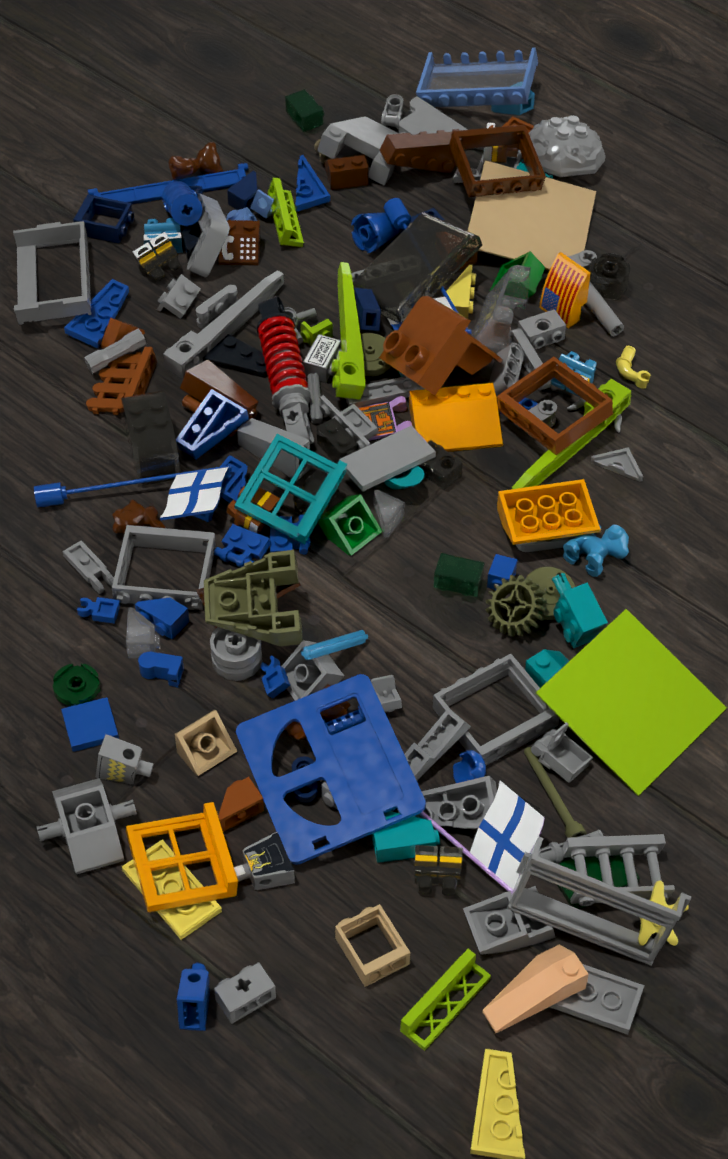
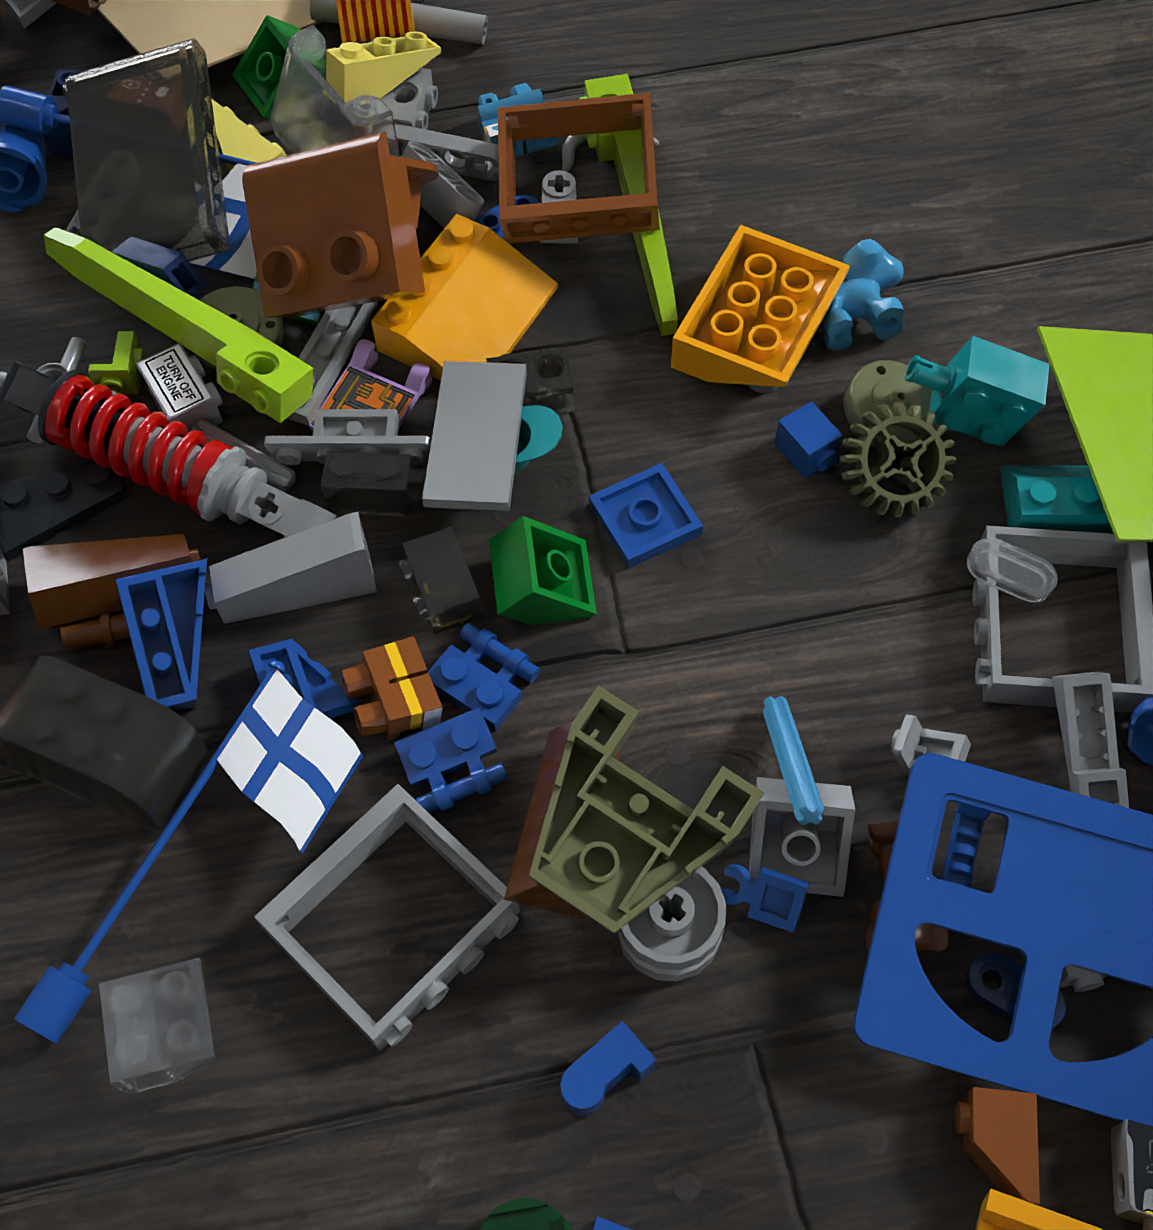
camera: 50 degrees left, 10 degrees up
(63, 525) = (156, 1026): none -> clear slope
(88, 565) = (273, 1043): light grey hinge -> none
(102, 610) = (393, 1085): blue plate -> none
(135, 515) = (238, 889): reddish brown animal -> none
(140, 635) = (507, 1059): clear slope -> none
(165, 614) = (494, 988): blue slope -> none
(204, 743) = (834, 1112): tan slope -> none
(317, 503) = (485, 584): teal window -> none
(389, 511) = (562, 505): clear slope -> none
(413, 543) = (645, 515): none -> blue tile
(459, 575) = (772, 494): clear green brick -> none
(493, 671) = (1012, 570): none -> clear tile
(538, 304) = (377, 65): none -> light yellow slope
(620, 462) = (717, 175): light grey tile -> none
(624, 367) = (552, 62): light yellow piece -> none

